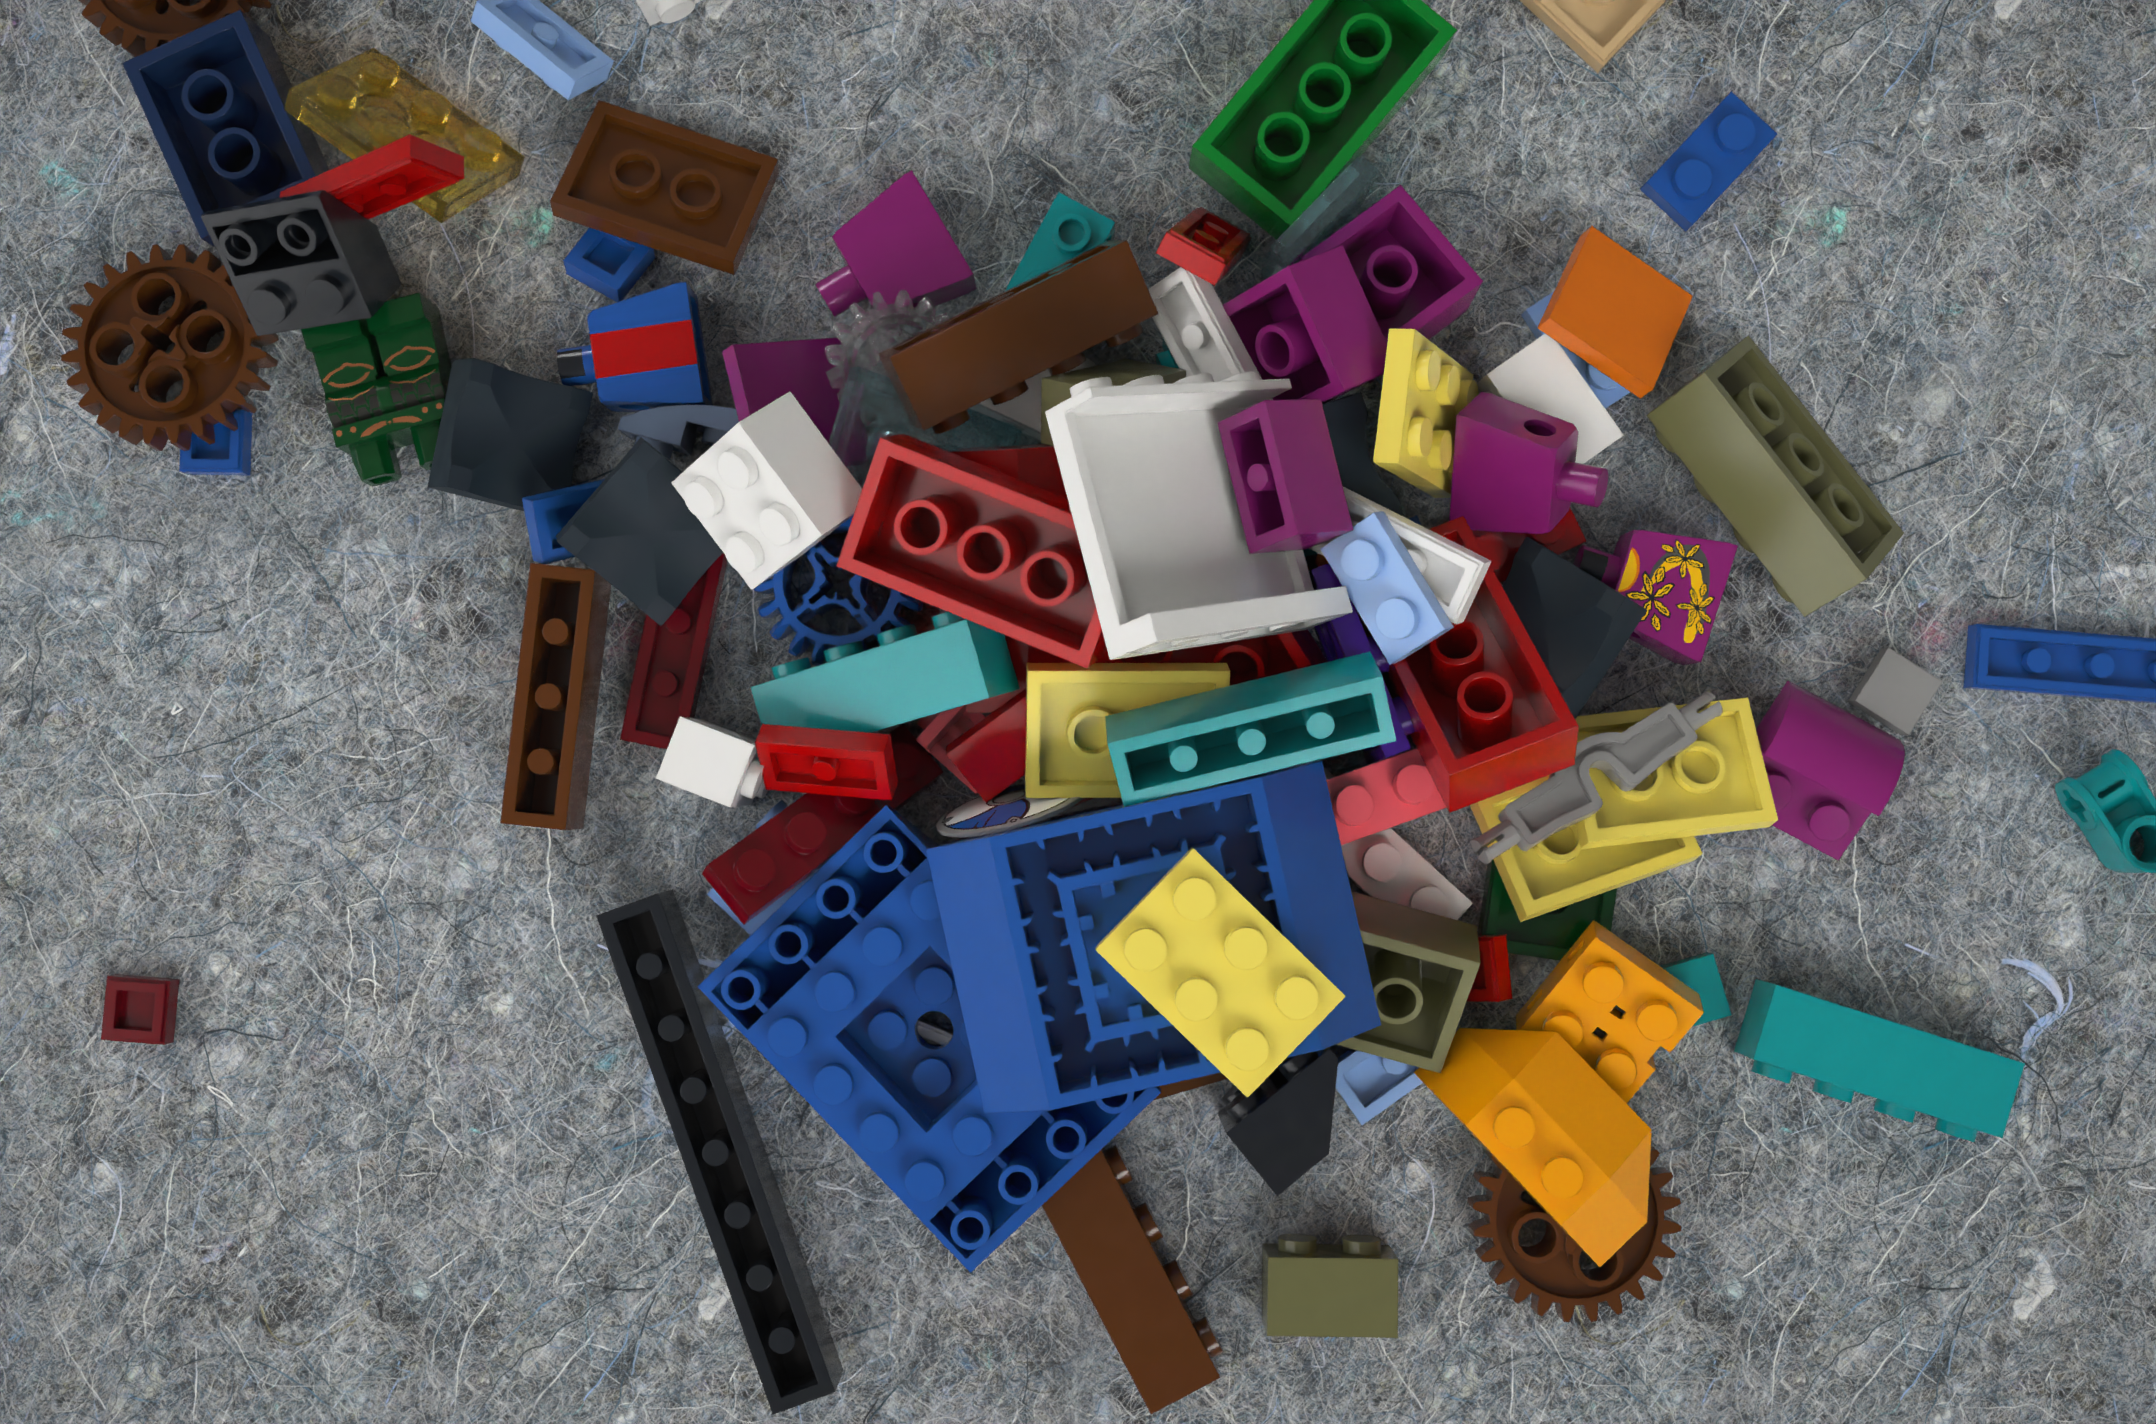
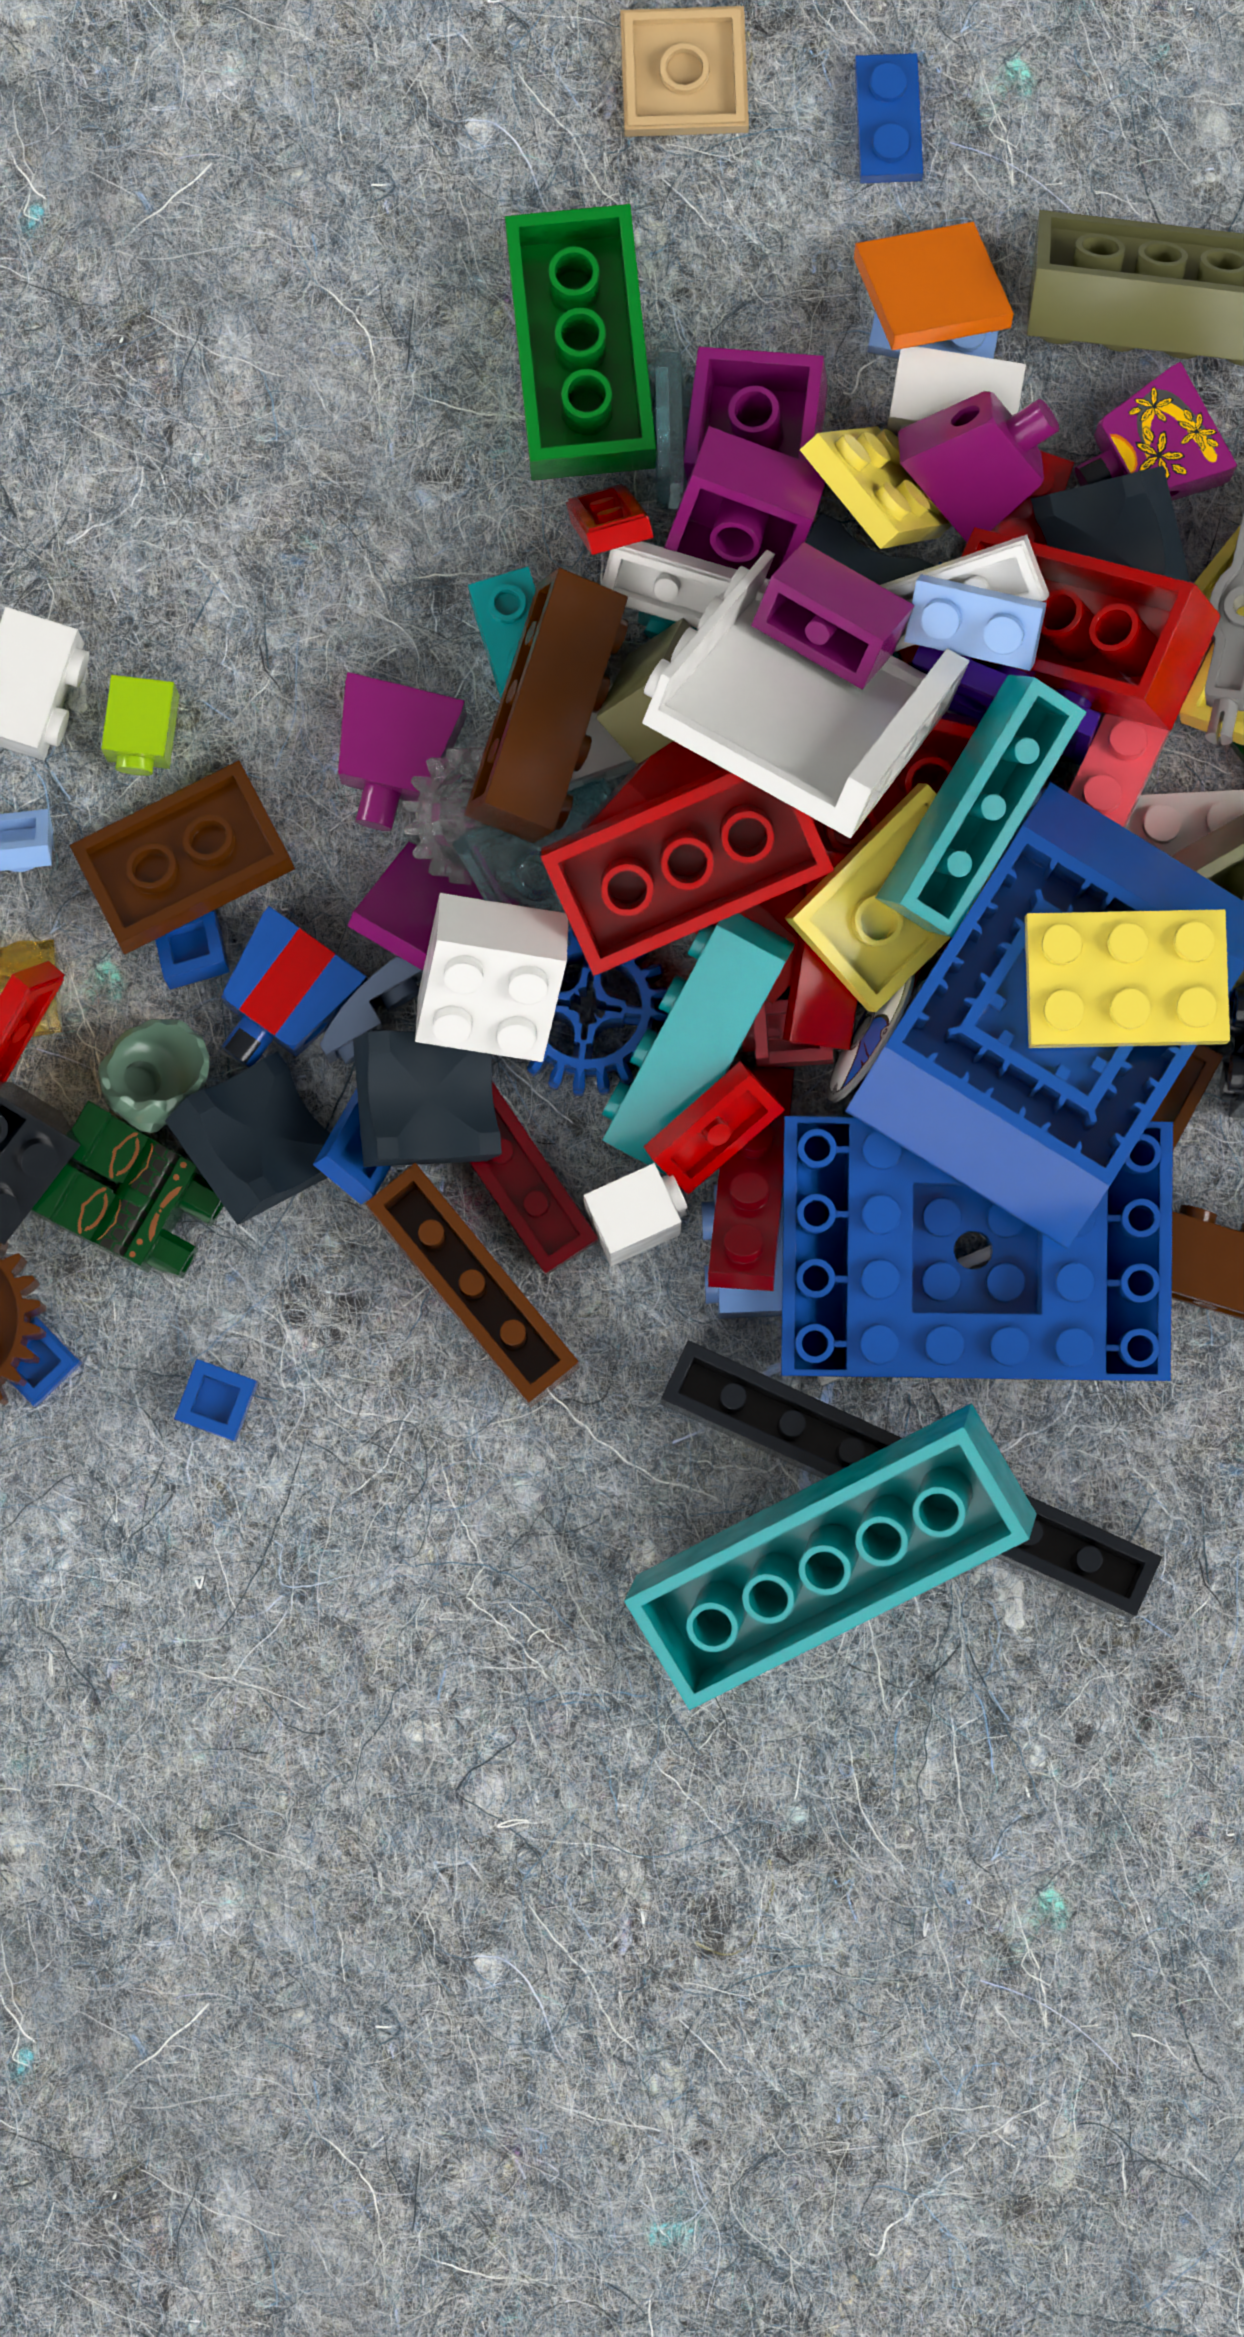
camera: 45 degrees left, 5 degrees down
(140, 1009) = (394, 1816): dark red tile -> none
(306, 595) = (216, 1400): none -> blue plate
(487, 318) = (153, 1071): none -> sand green hair
(597, 1157) = (831, 1557): none -> teal brick
(734, 63) = (140, 724): none -> lime brick

